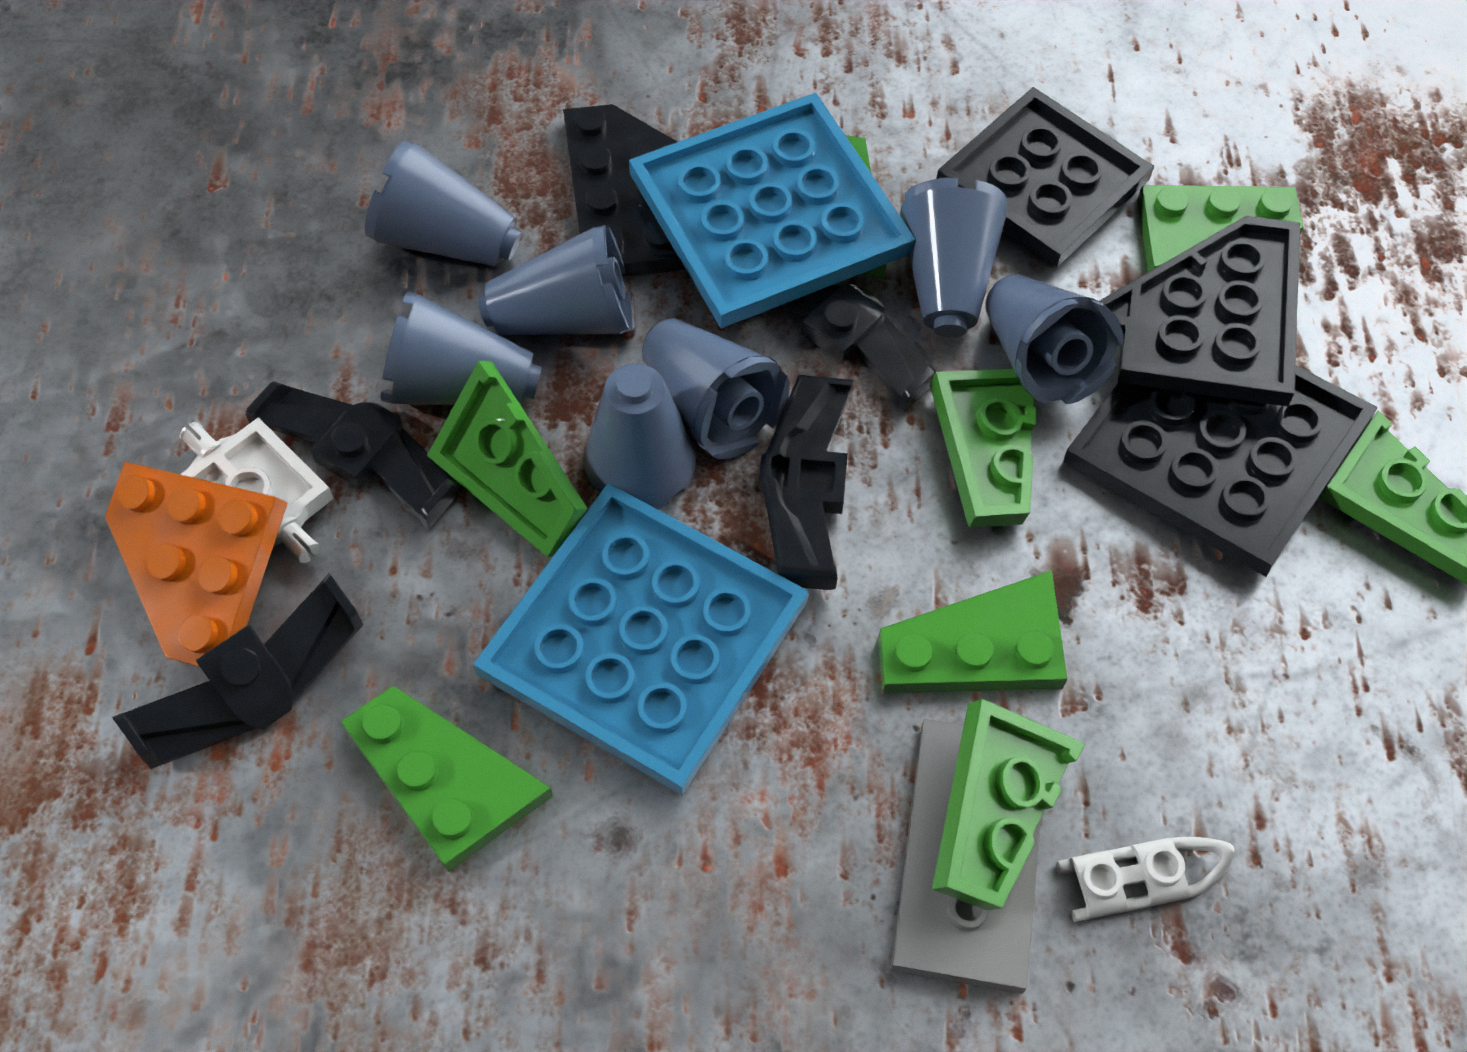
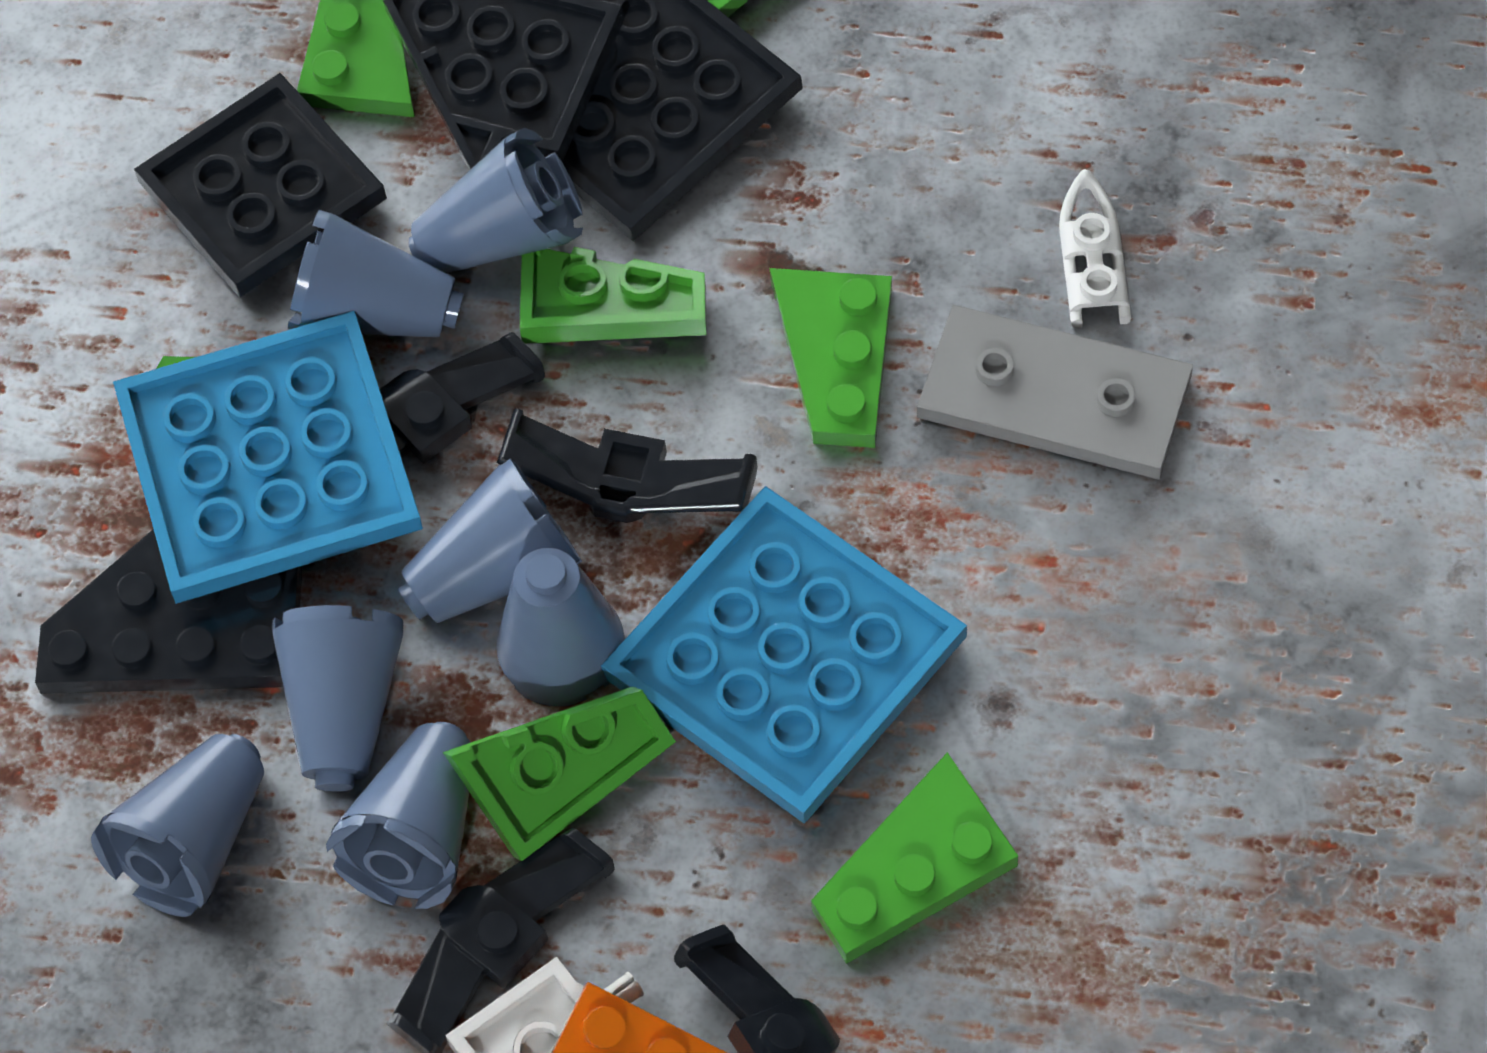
camera: 75 degrees left, 0 degrees up
(998, 794) = (1010, 343): bright green wing -> none

